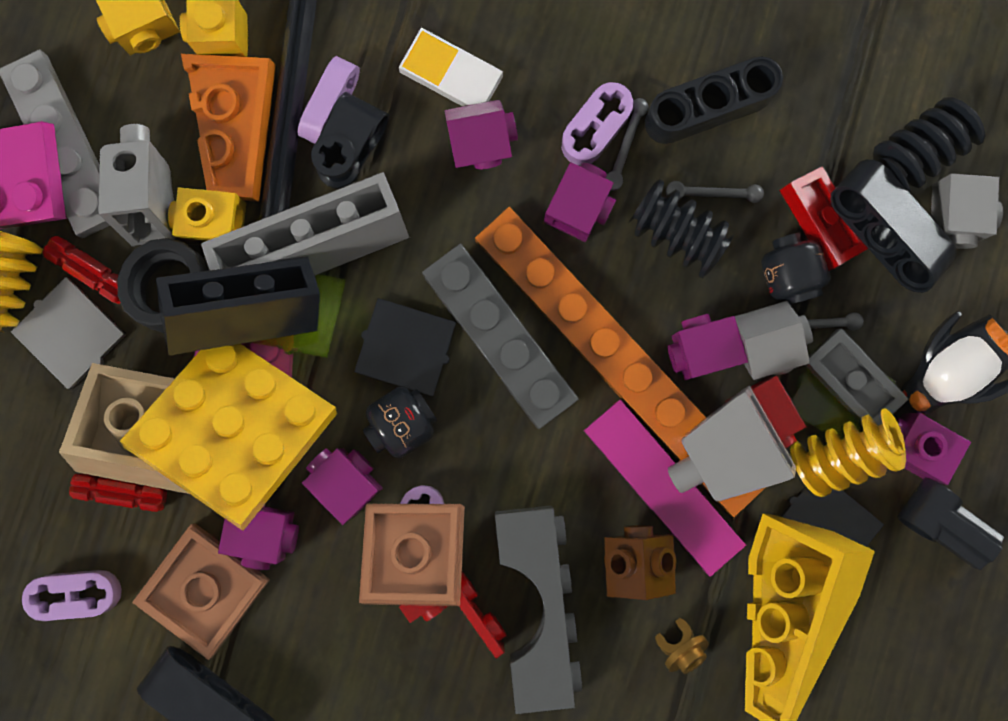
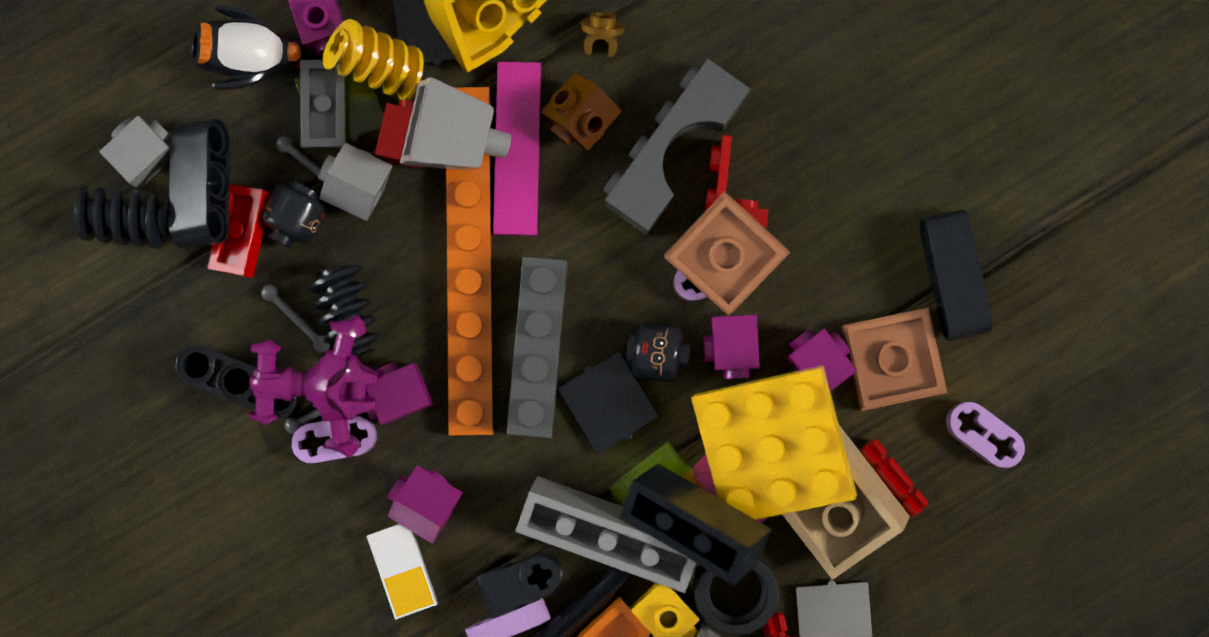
camera: 145 degrees left, 0 degrees up
(636, 155) = (333, 385): none -> magenta piece
(706, 346) = (402, 216): magenta brick -> none

